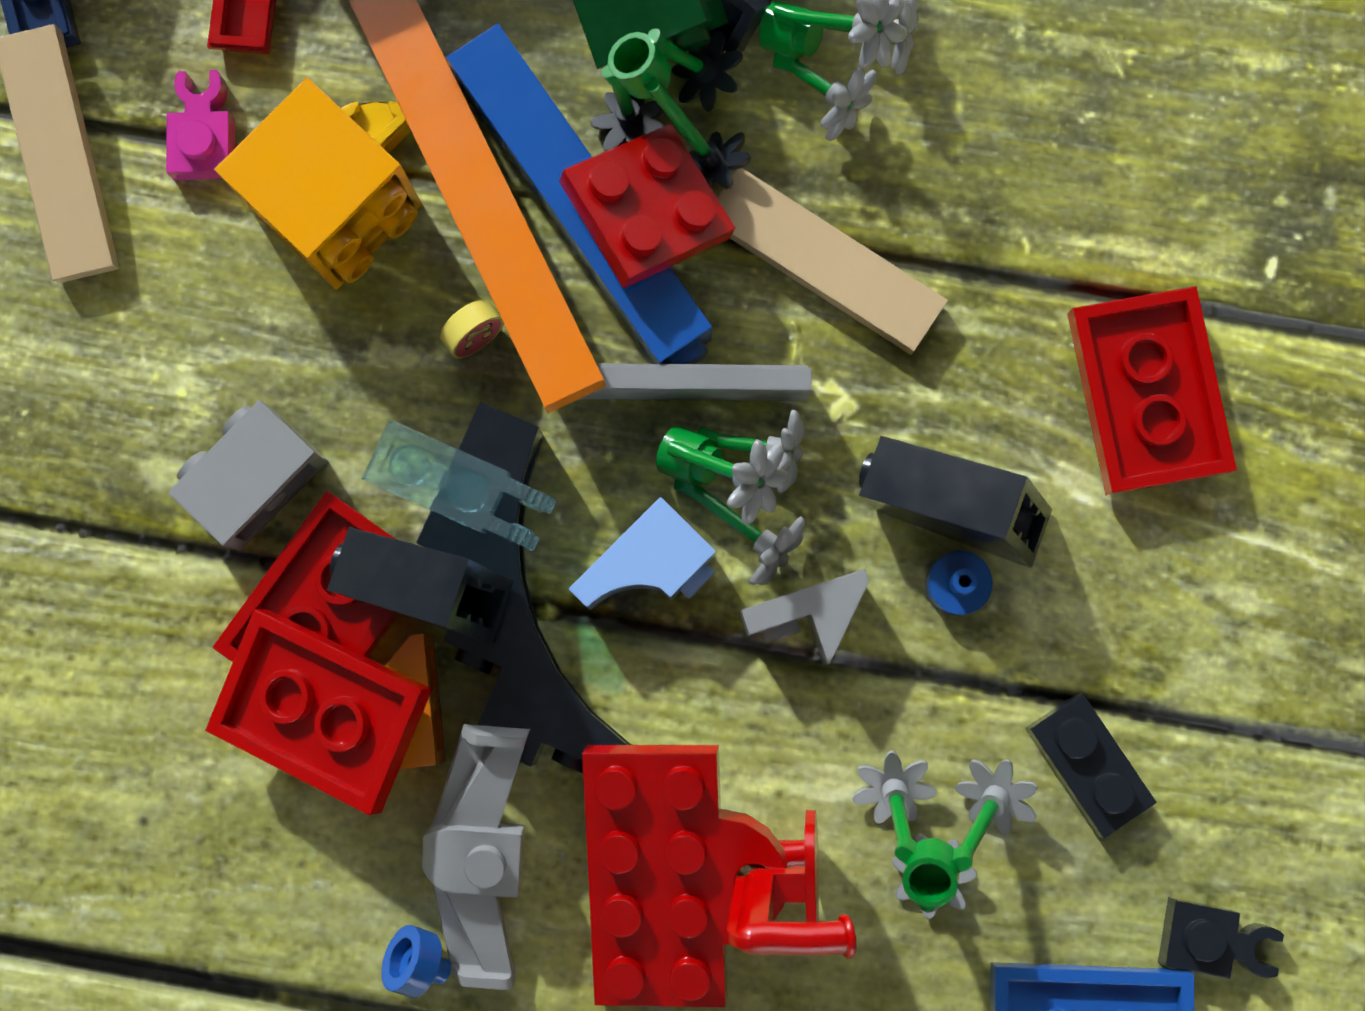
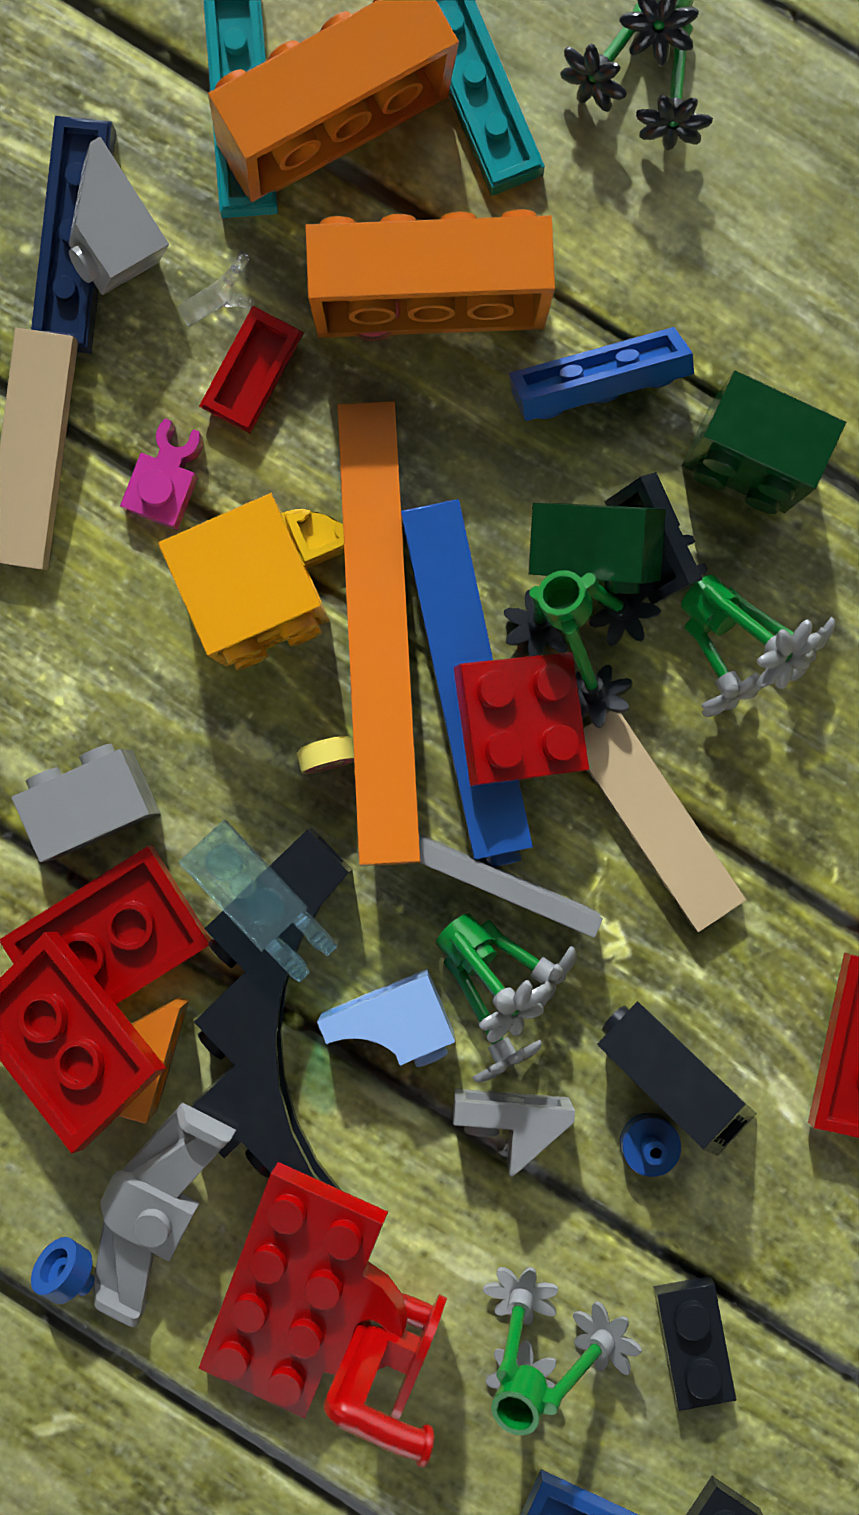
camera: 25 degrees right, 5 degrees up
(420, 583) = (189, 975): black slope -> none

